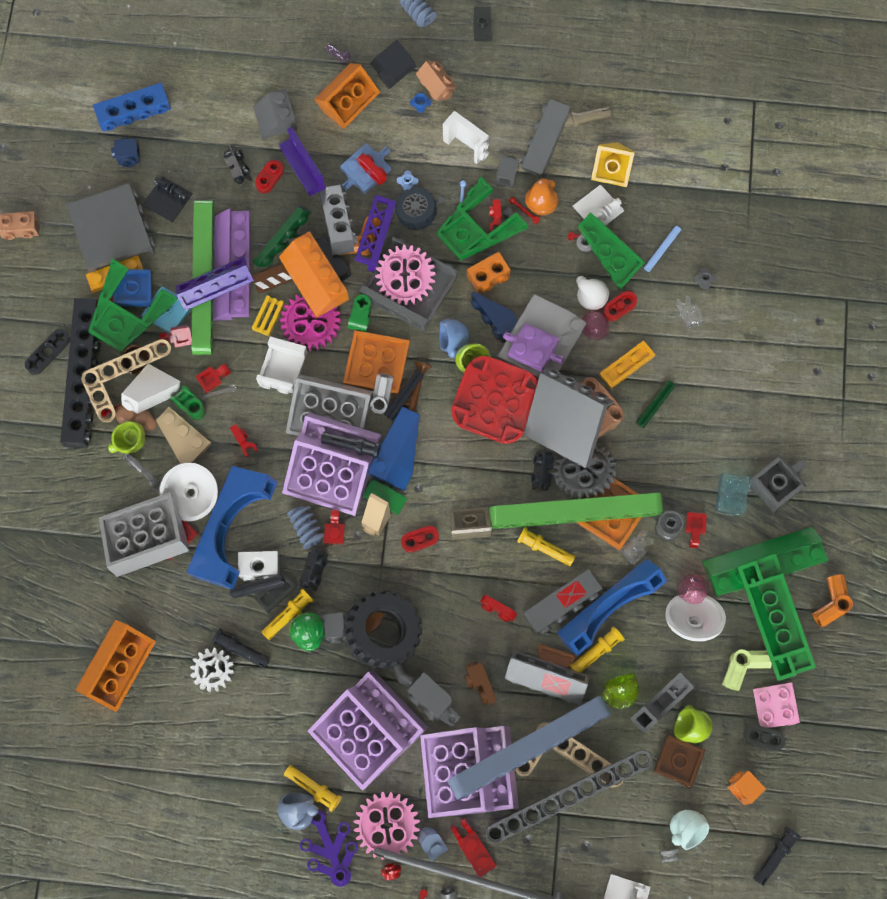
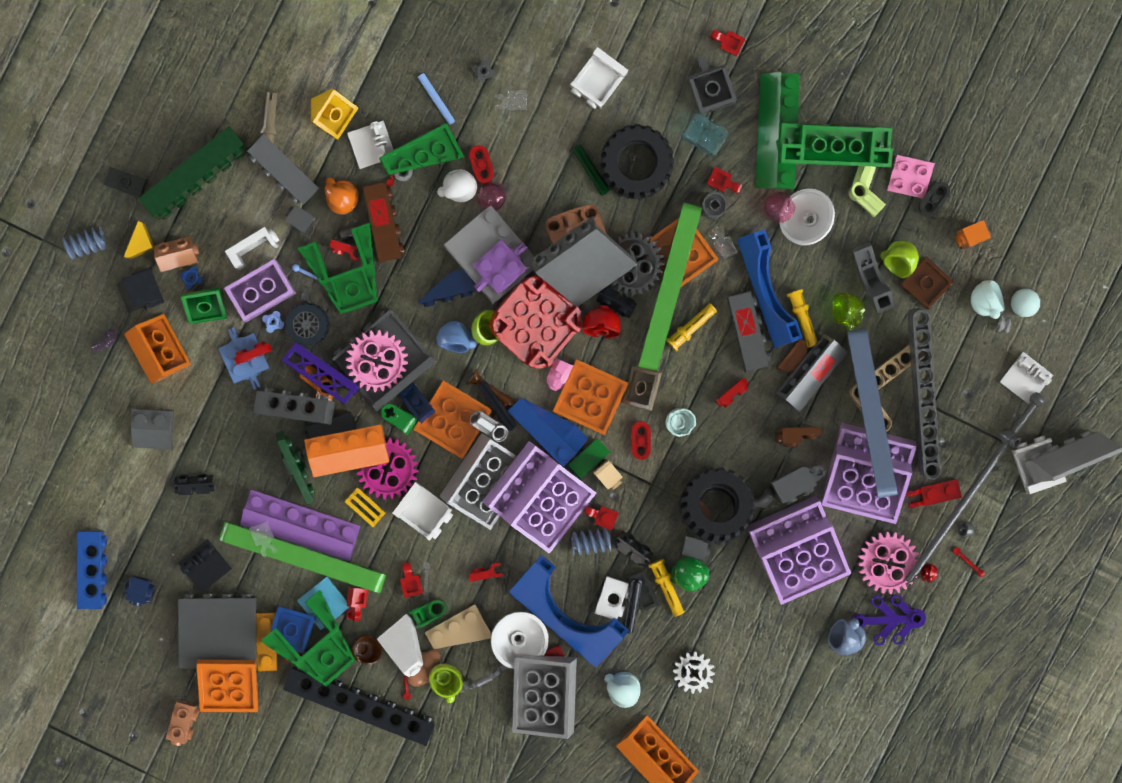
camera: 70 degrees left, 15 degrees up
(61, 345) = (336, 741): black beam -> none
(63, 250) = (227, 685): none -> orange plate
(118, 370) = (378, 668): tan beam -> none
(174, 607) = (623, 688): none -> light aqua piece
(209, 231) = (262, 536): none -> clear plate
(214, 283) = (322, 550): fence -> none
(233, 645) = (676, 646): black pin -> none
(270, 176) = (216, 456): red plate -> none
(271, 278) = (327, 492): reddish brown tile -> none
(302, 164) = (220, 421): dark purple fence -> none
(319, 792) = (838, 611): yellow pin -> none
(361, 448) = (537, 464): black pin -> none
(380, 324) = (417, 402): none -> dark blue plate
(400, 119) = (204, 305): none -> green slope
(431, 158) = (260, 290): none -> lavender brick
(431, 842) = (917, 528): sand blue plate -> none
(435, 49) = (140, 242): none -> yellow slope
(443, 478) = (590, 397): none -> orange plate
(451, 568) = (680, 422): none -> light aqua hair
(454, 441) = (558, 374): none -> bright pink rock
(485, 269) = (397, 279): orange brick -> none
(511, 68) = (193, 174): none -> dark green brick
(518, 461) = (602, 322): none -> red cylinder
(533, 239) = (382, 222): none -> reddish brown brick
(535, 219) = (360, 210): red hinge -> none
(627, 364) = (543, 181): light orange plate -> none
(687, 416) = (655, 143): none -> black tyre
(700, 871) = (1025, 302): none -> light aqua hair
(741, 381) = (598, 79): none -> white panel
(781, 848) = (1033, 224): black pin -> none
(828, 487) = (730, 42): none -> red plate
(831, 611) = (845, 90): orange piece -> none

